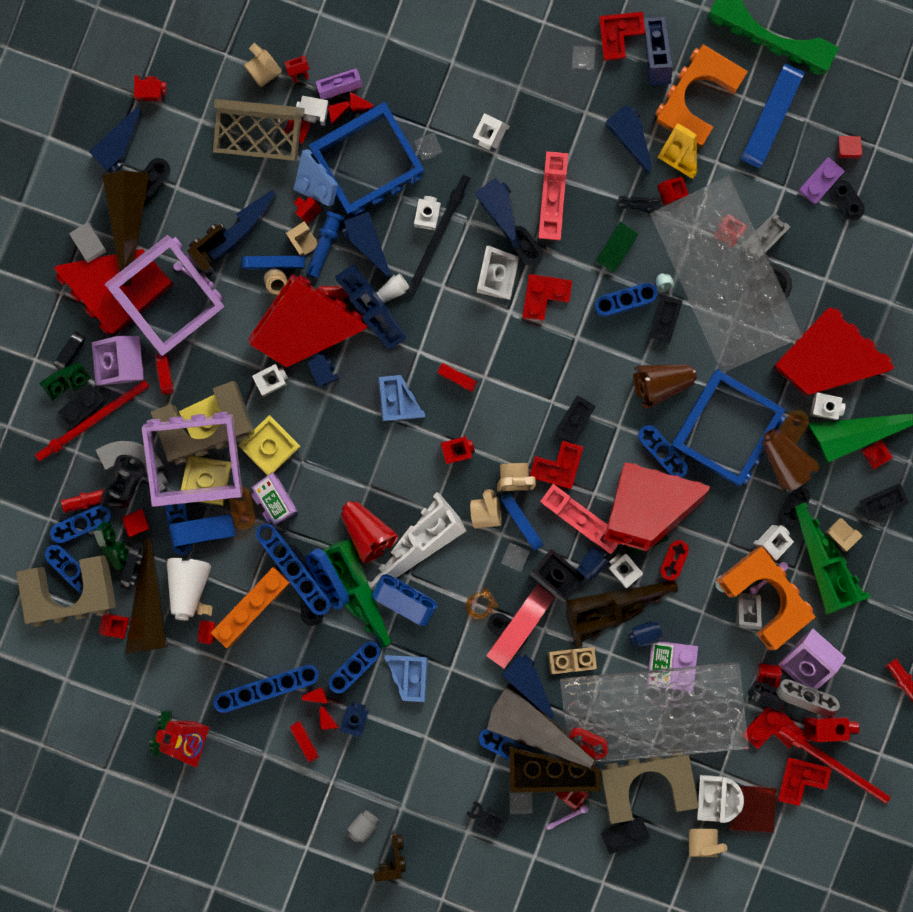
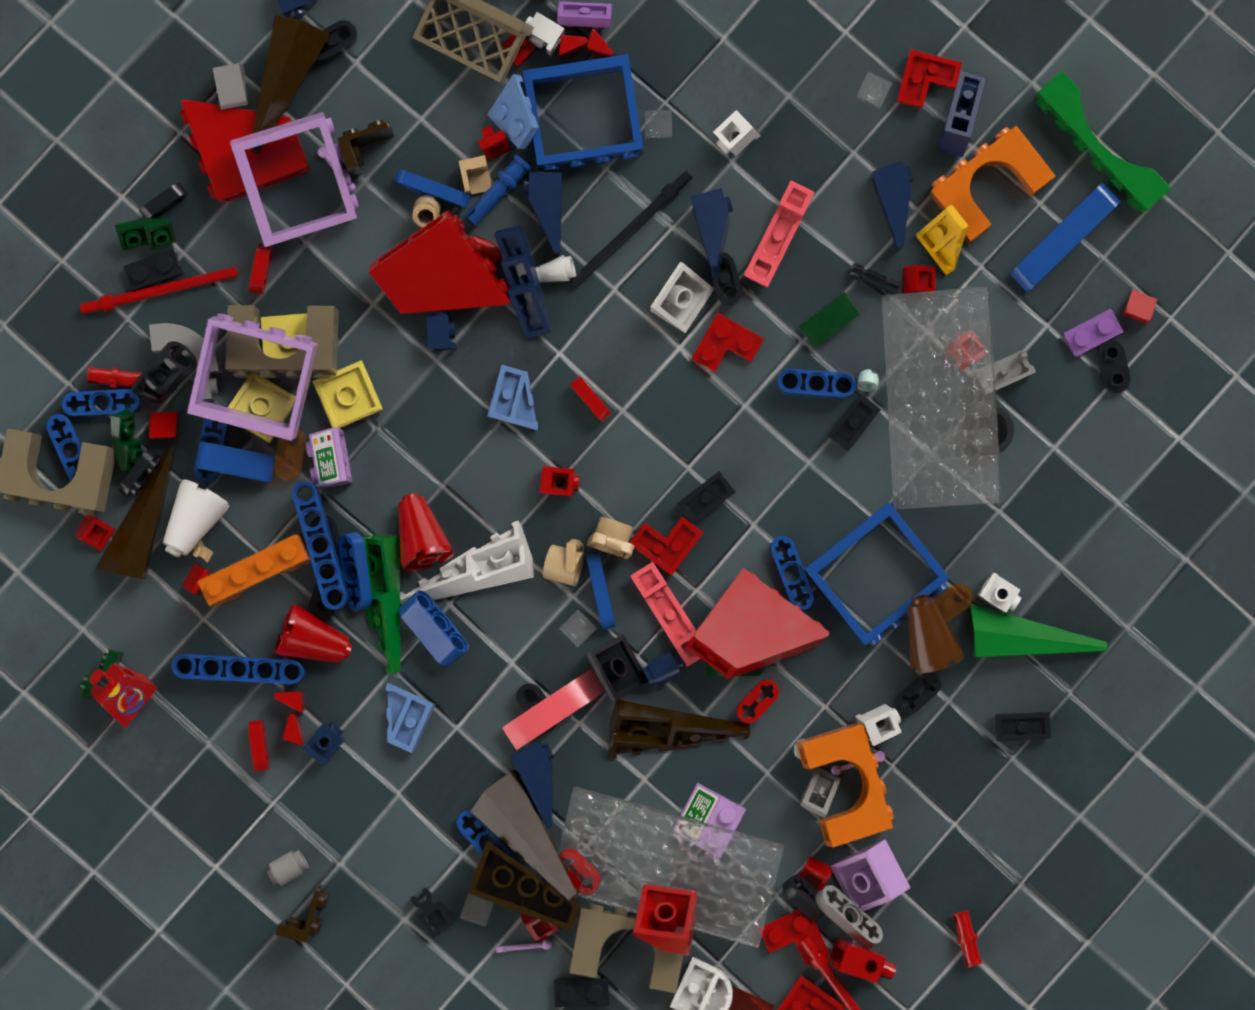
camera: 30 degrees right, 0 degrees up
(117, 360) = (213, 233): lavender slope -> none
(249, 219) = (424, 129): dark blue slope -> none
(262, 377) = (367, 320): white brick -> none
(313, 643) = (310, 638): none -> red cone
(347, 675) = (335, 687): blue beam -> none
(427, 221) = (626, 209): white brick -> none
(492, 603) = (532, 671): clear orange piece -> none
(571, 660) = (597, 770): tan slope -> none
(631, 575) = (700, 700): white brick -> none
(645, 634) = (692, 773): dark blue brick -> none
(662, 382) = (821, 493): reddish brown cone -> none
(670, 753) = (666, 918): none -> red slope
(831, 356) = (1026, 537): red slope -> none
(834, 580) = (931, 793): green wedge -> none
(843, 535) = (961, 746): tan panel -> none
(877, 454) = (1036, 669): red tile -> none

